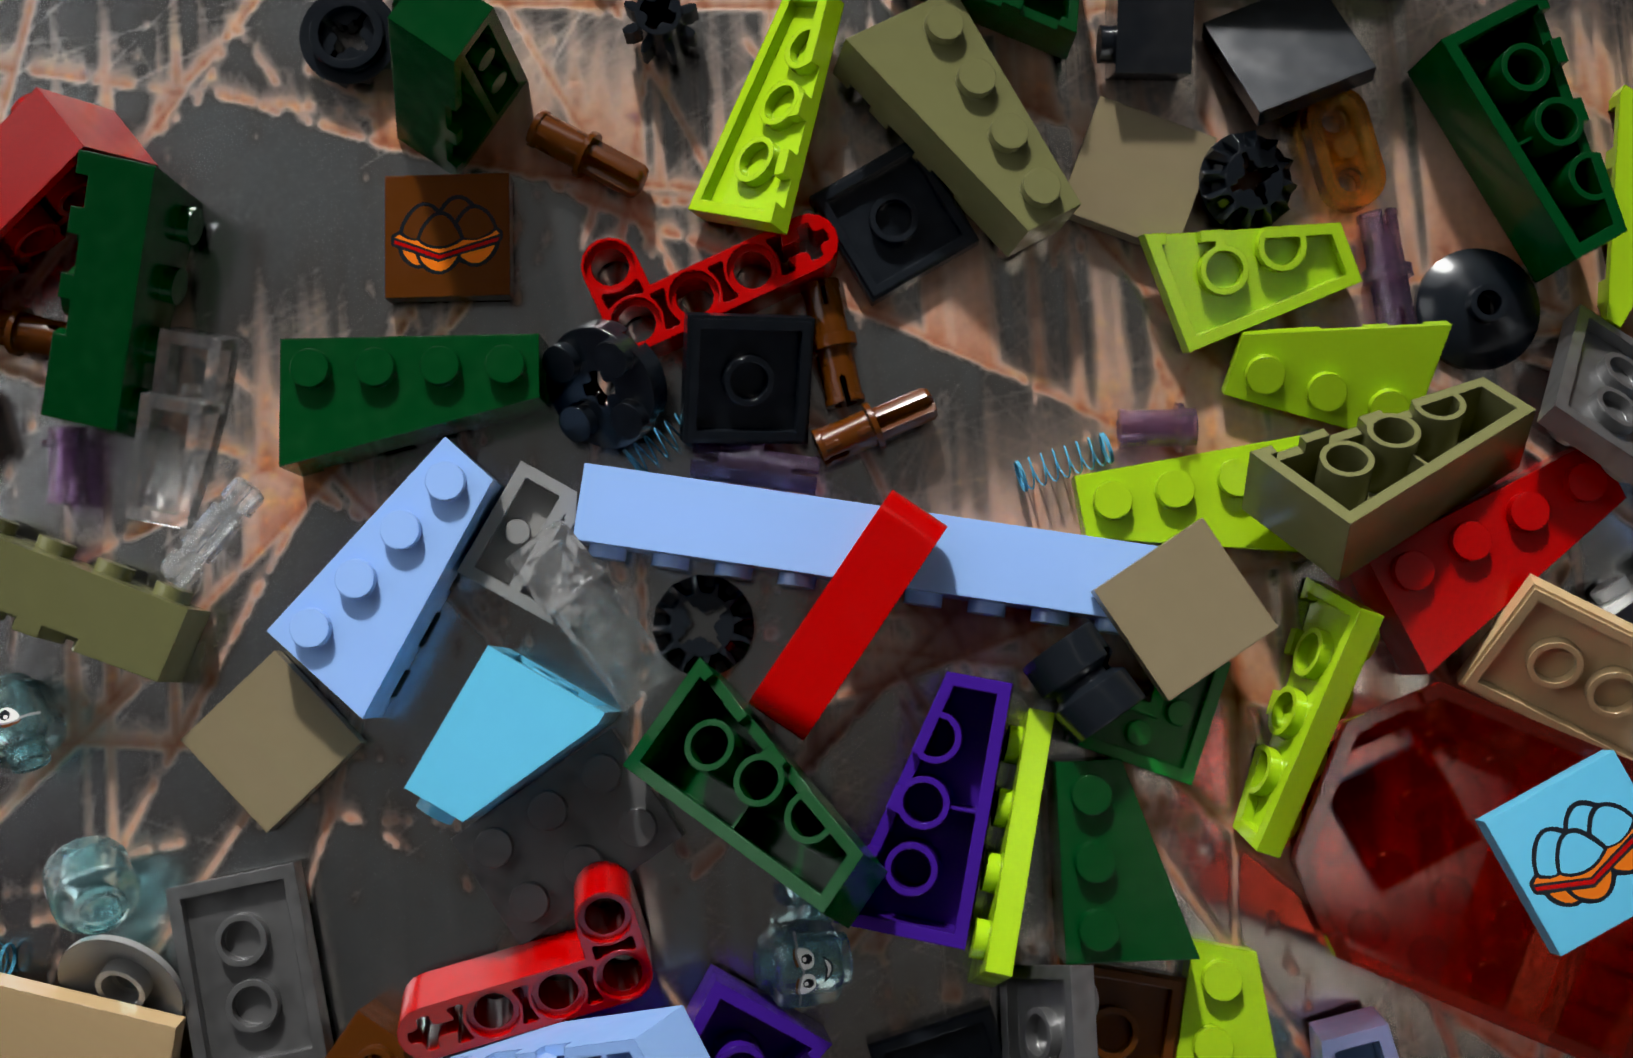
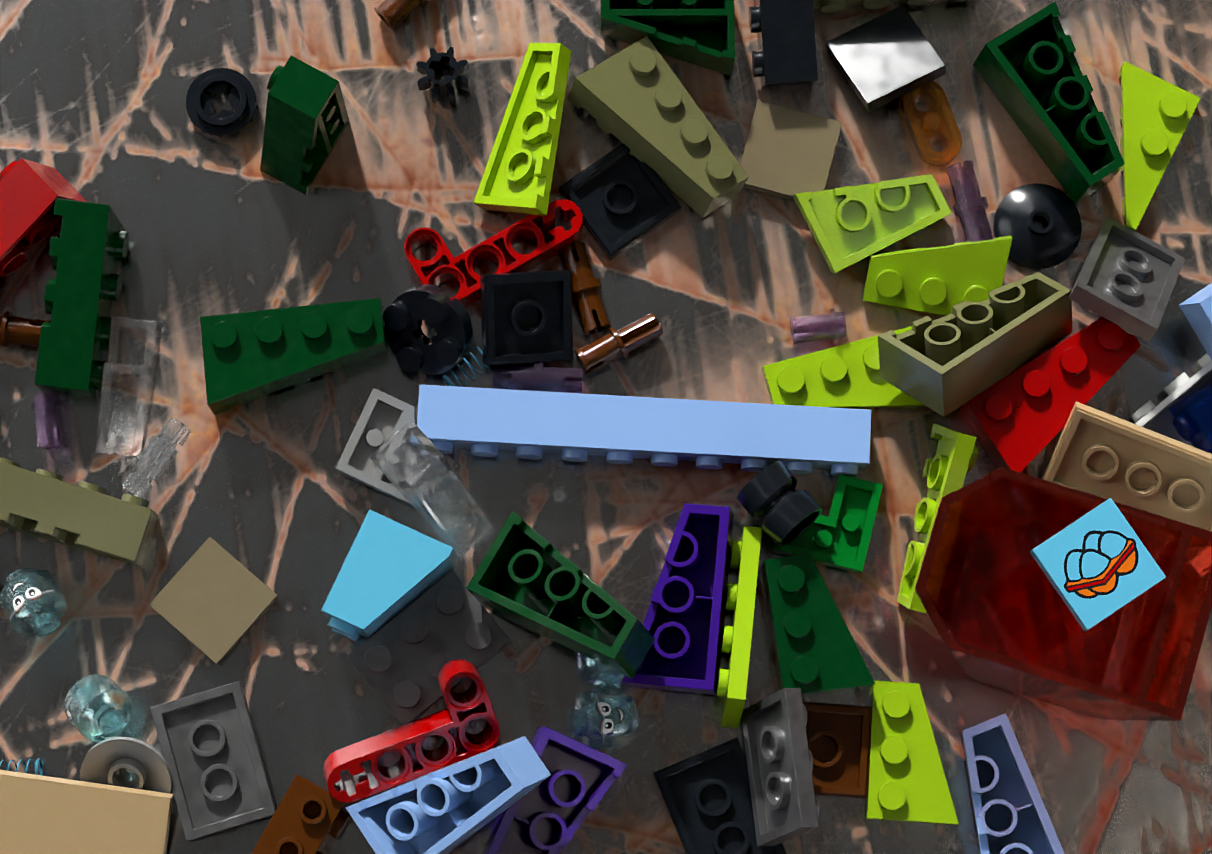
camera: 10 degrees left, 5 degrees down
(381, 591) = (287, 481): light blue wedge -> none
(449, 238) = (305, 237): reddish brown tile -> none
(586, 154) = (398, 171): reddish brown axle -> none
(707, 594) = (532, 493): black gear -> none
(847, 614) = (611, 473): red beam -> none
(1020, 472) = (785, 351): medium azure piece -> none
(1184, 609) = (843, 447): dark tan tile -> none
(1224, 167) = (848, 142): black gear -> none

